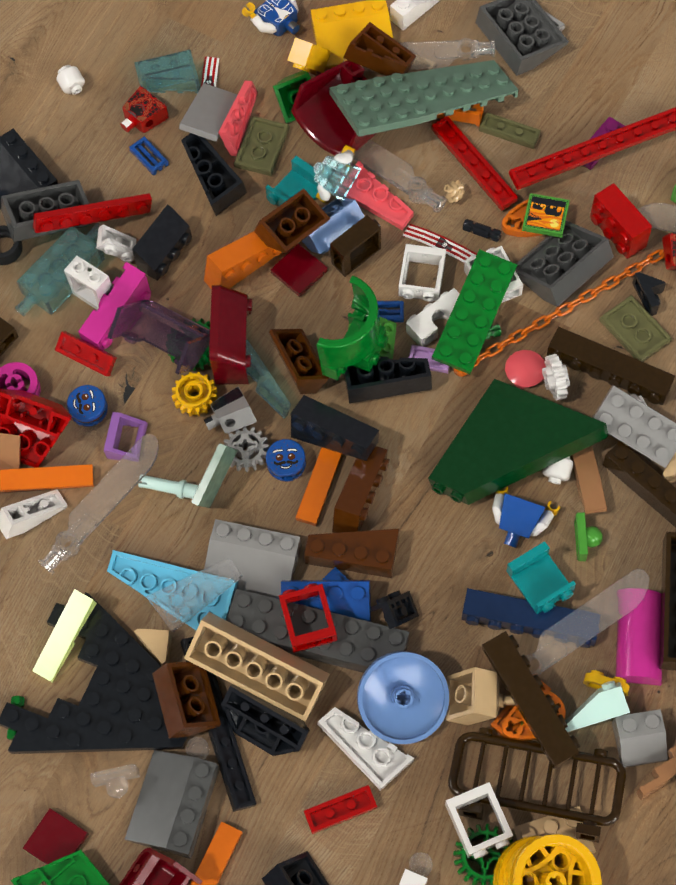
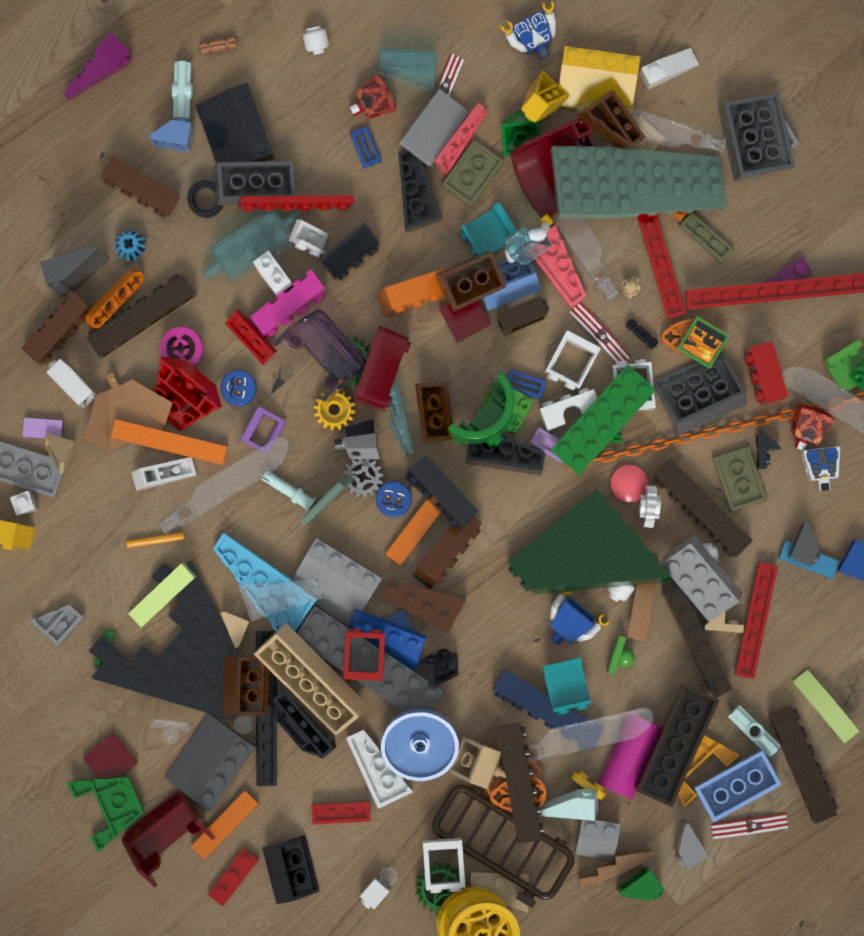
camera: 15 degrees right, 20 degrees up
(41, 584) = (155, 540): none -> light orange bar

